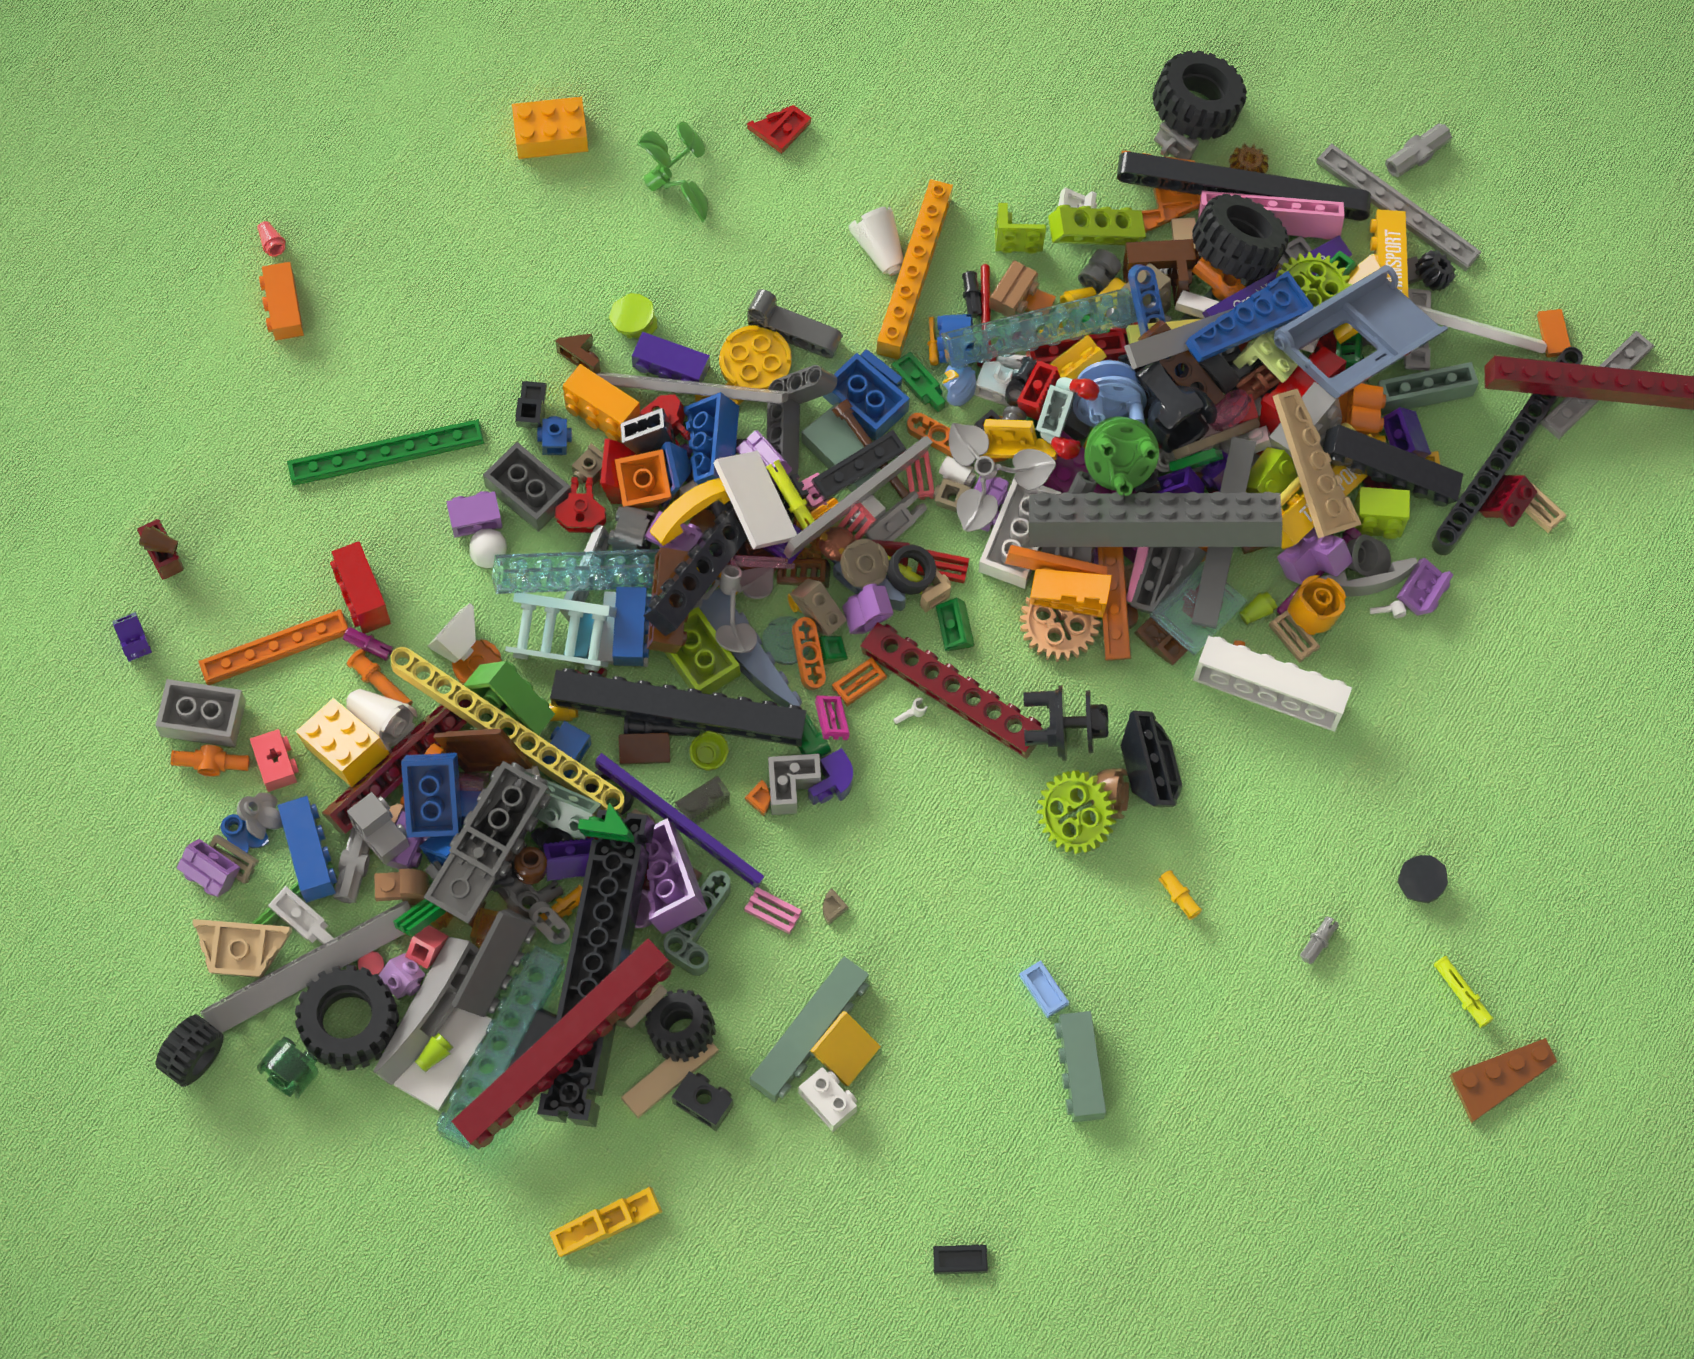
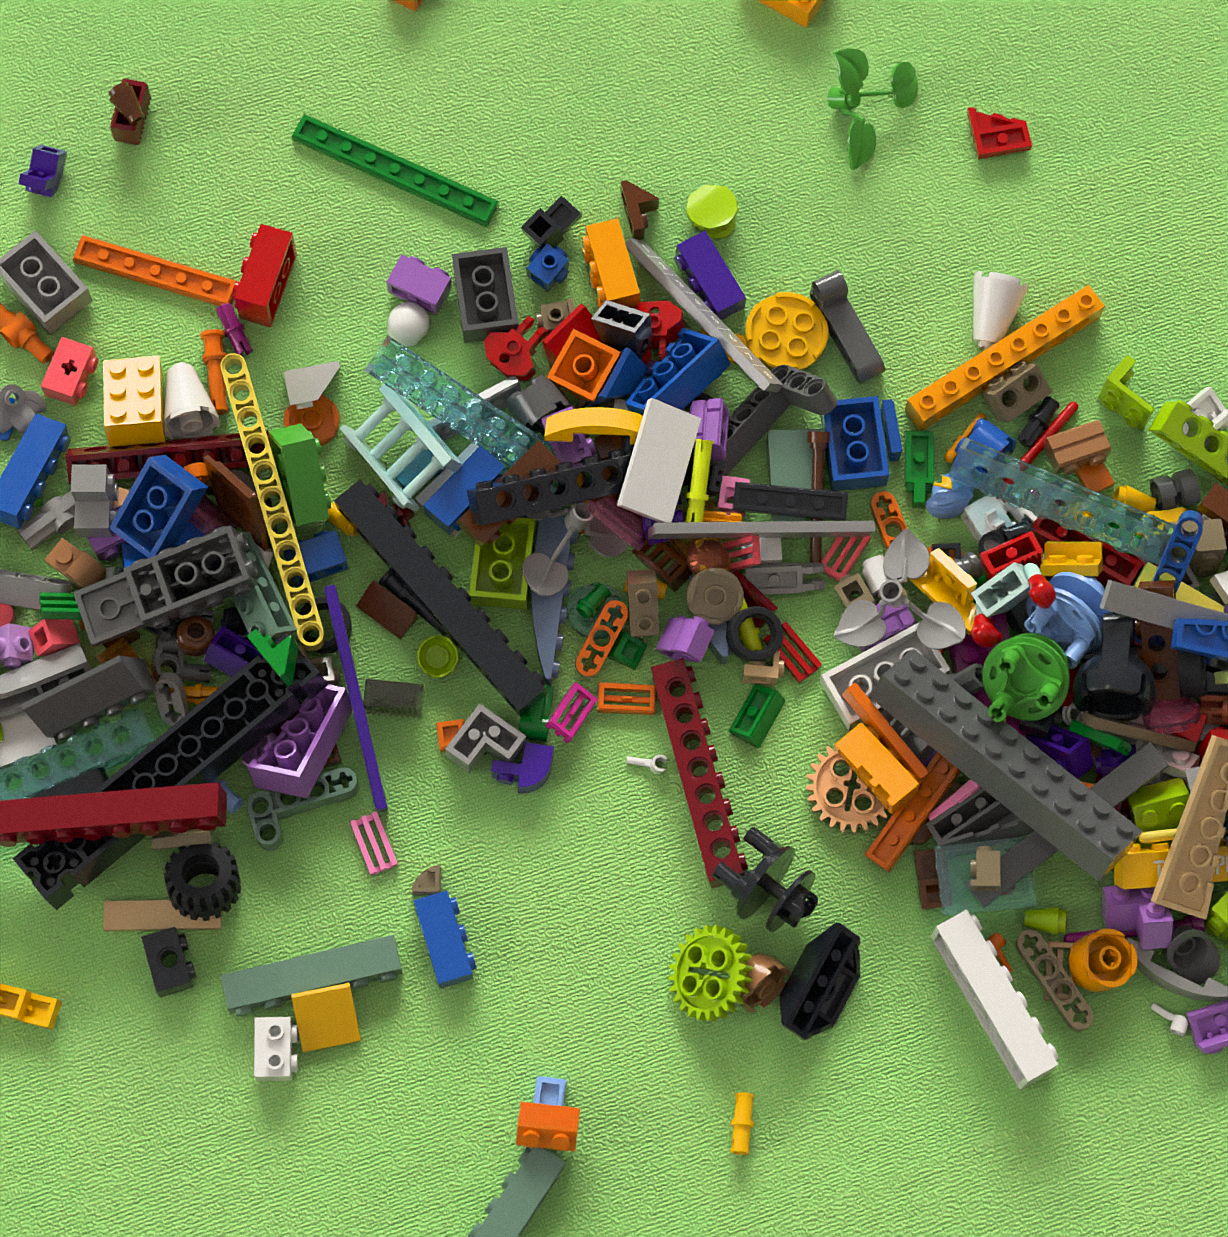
camera: 40 degrees right, 5 degrees up
(782, 633) = (588, 606): none -> green pin
(878, 933) = (445, 939): none -> blue brick
(942, 284) = (1018, 397): none -> dark tan brick
(1059, 996) = (547, 1126): none -> orange brick
(1200, 599) = (986, 869): none -> dark tan brick
(1296, 646) = (1050, 982): none -> dark tan beam

